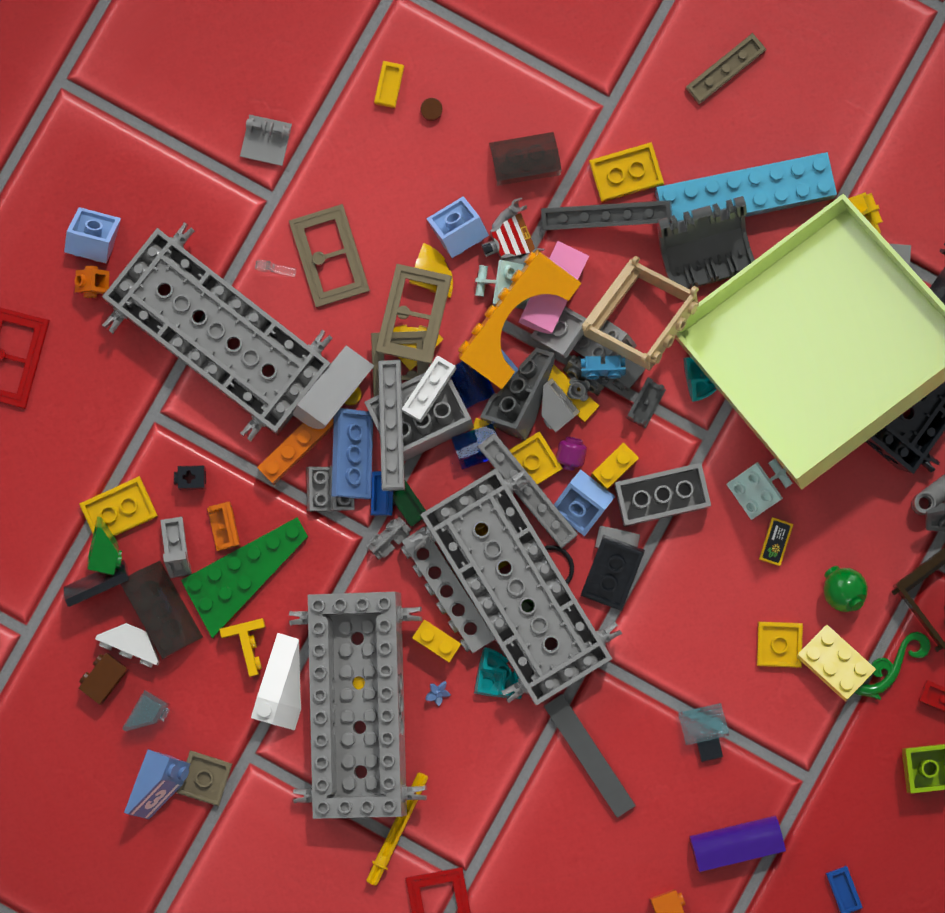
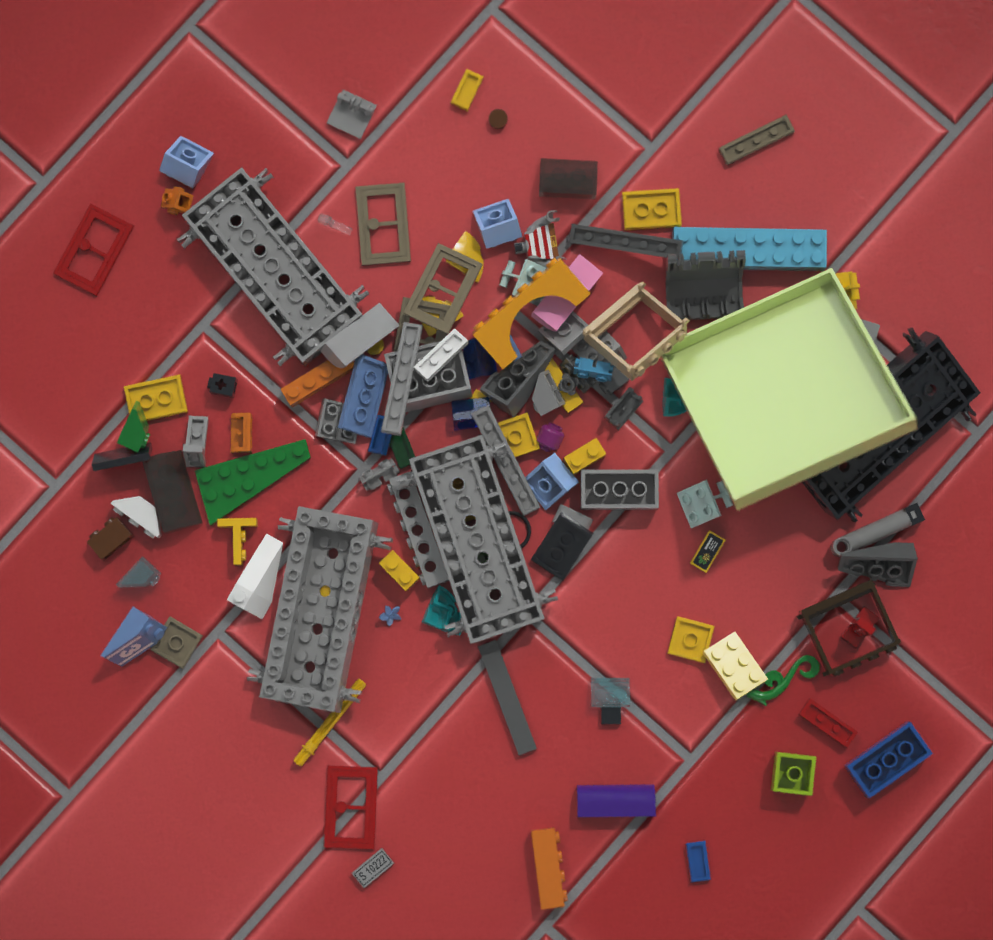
camera: 15 degrees right, 0 degrees up
(845, 589) = (757, 604): green brick -> none

